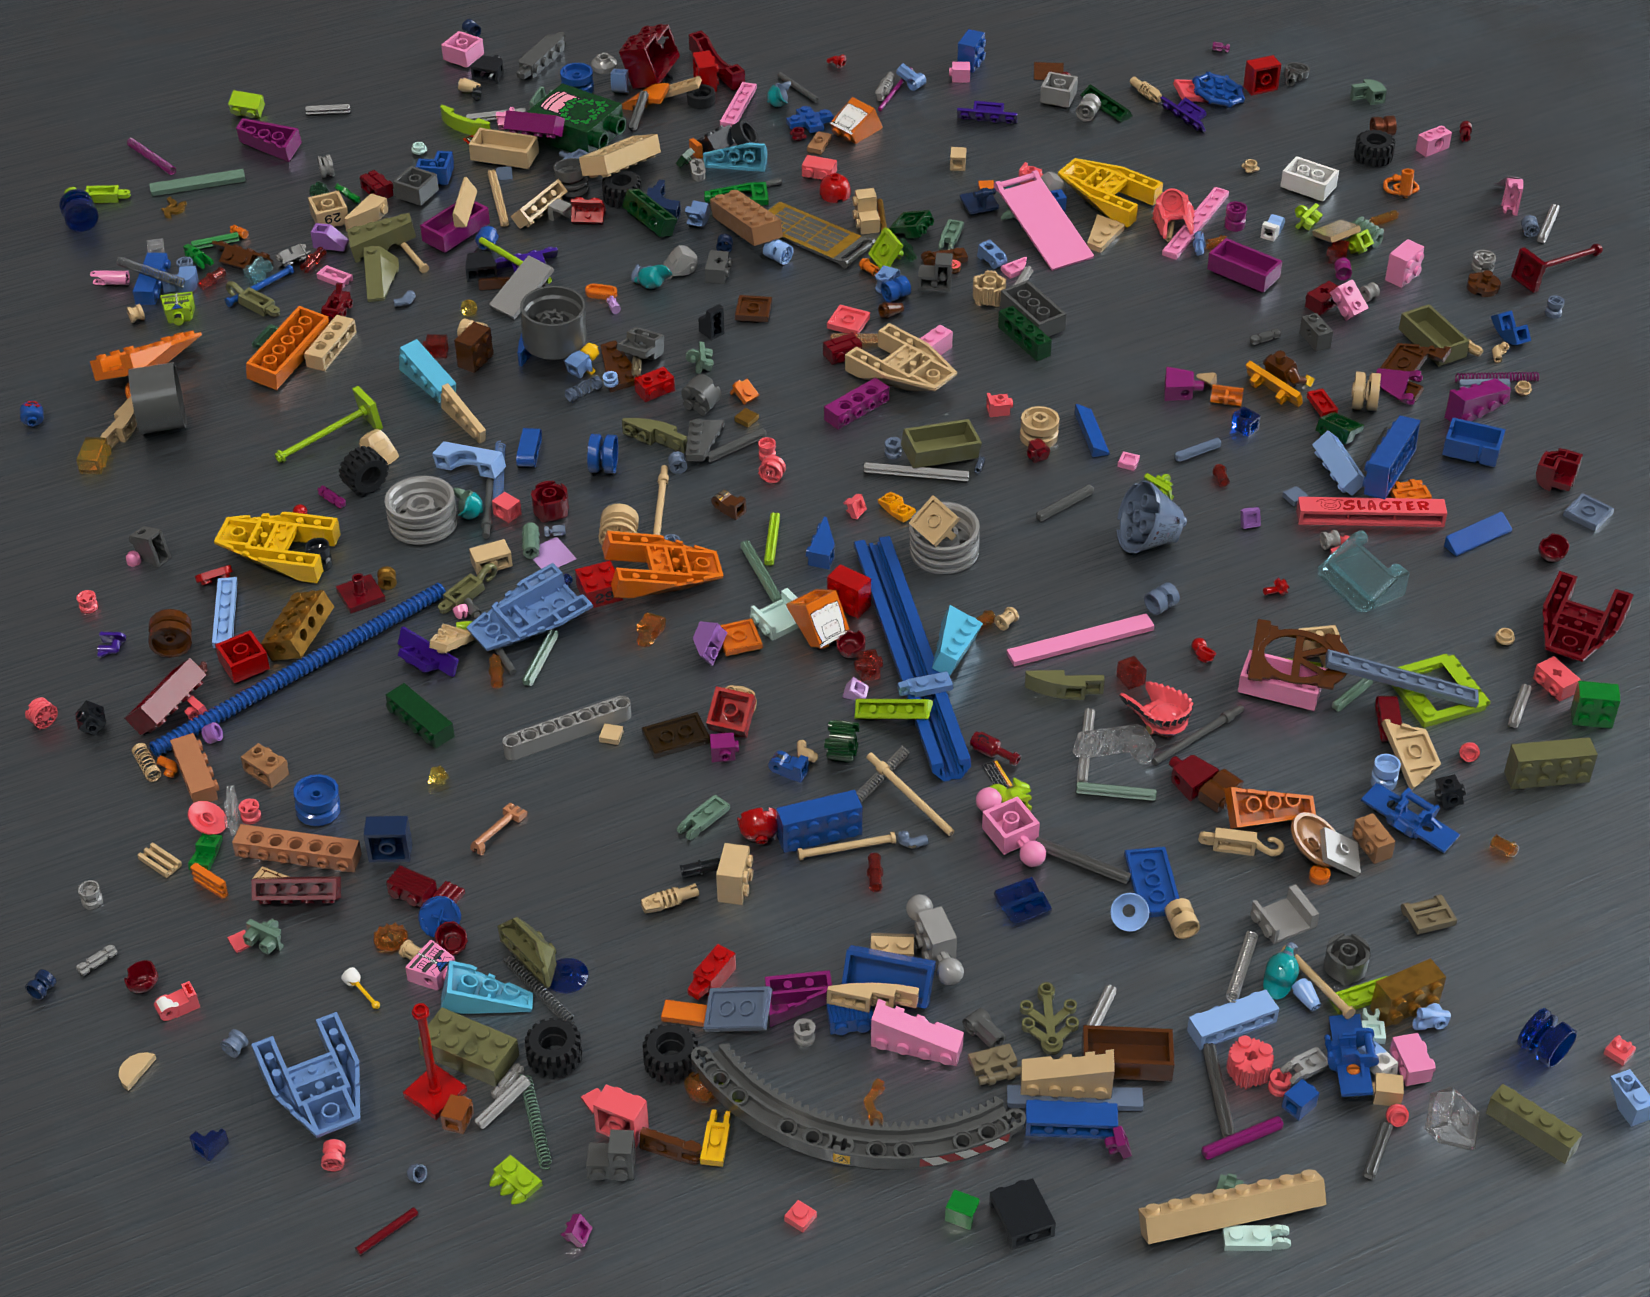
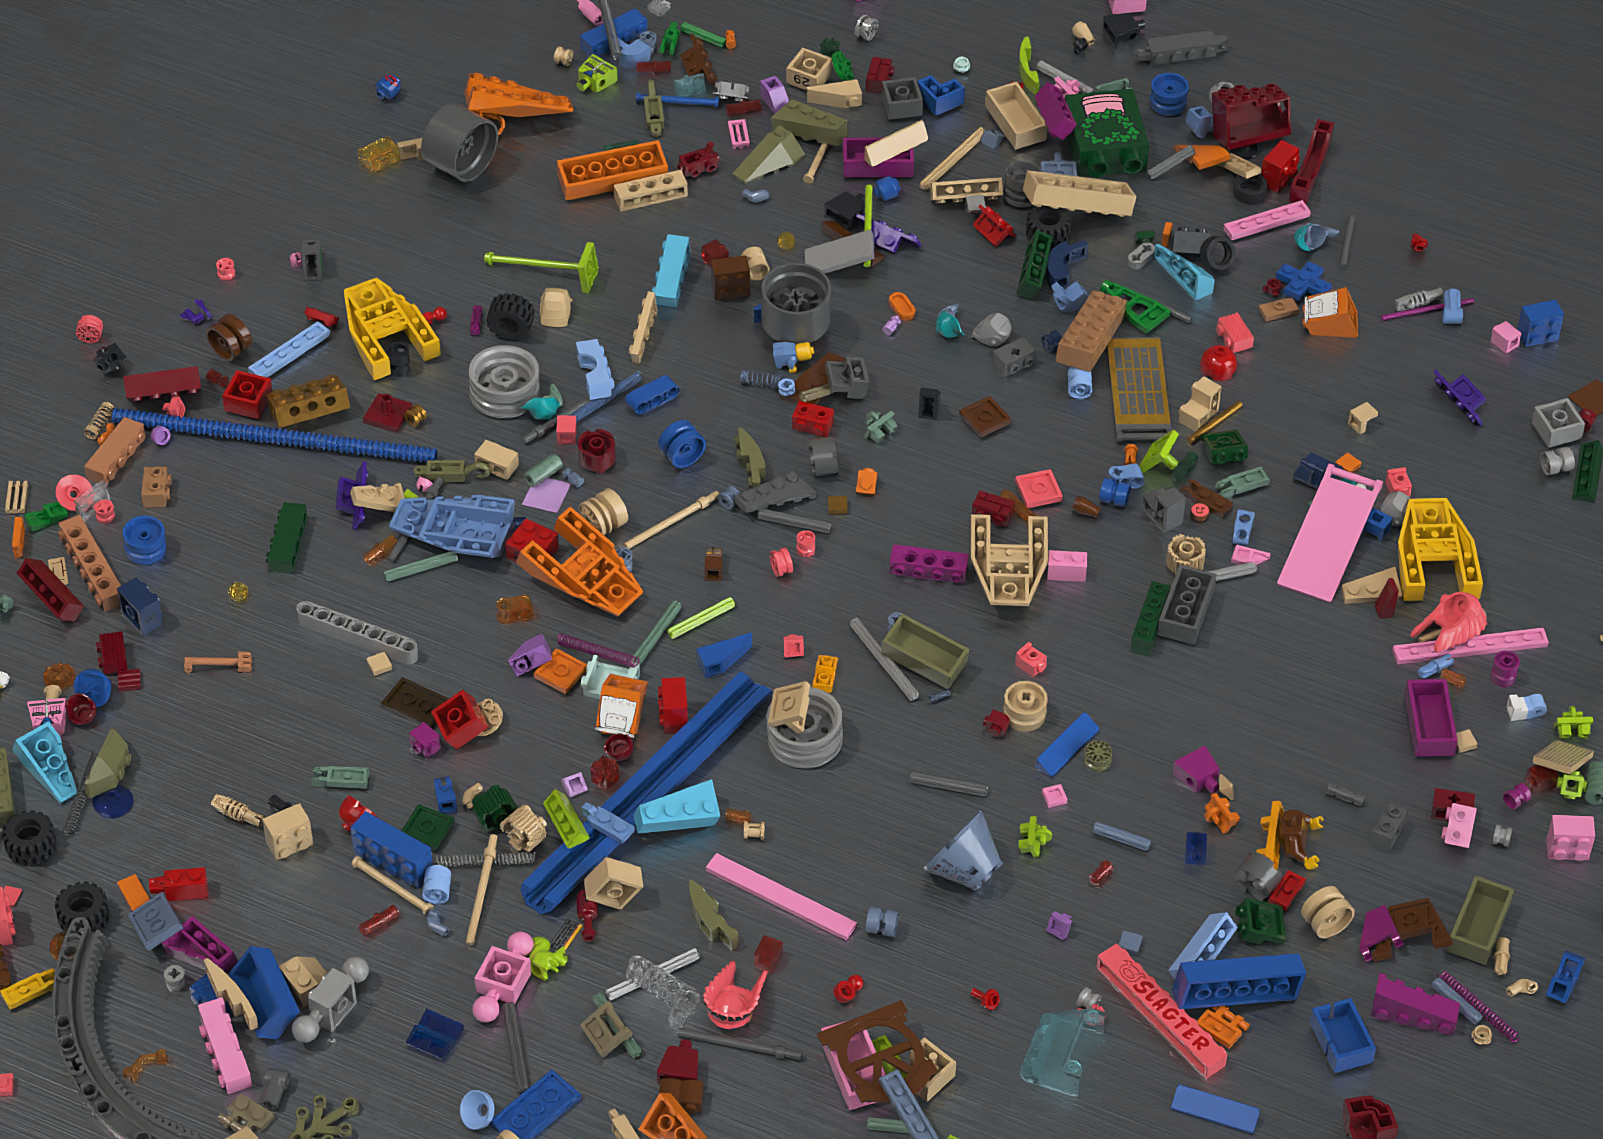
camera: 50 degrees right, 5 degrees up
(725, 611) = (593, 653): none -> magenta piece
(808, 788) = (428, 826): none -> dark green plate
(879, 817) = (437, 882): none -> light blue wheel
(880, 734) = (524, 829): none -> tan brick
(990, 711) = (613, 883): none -> tan brick
(1117, 423) = (1097, 756): none -> olive wheel
(1119, 802) = (600, 1033): none -> dark tan plate
(1123, 237) = (1387, 600): none -> dark red slope
(1302, 405) = (1257, 876): none -> dark grey brick

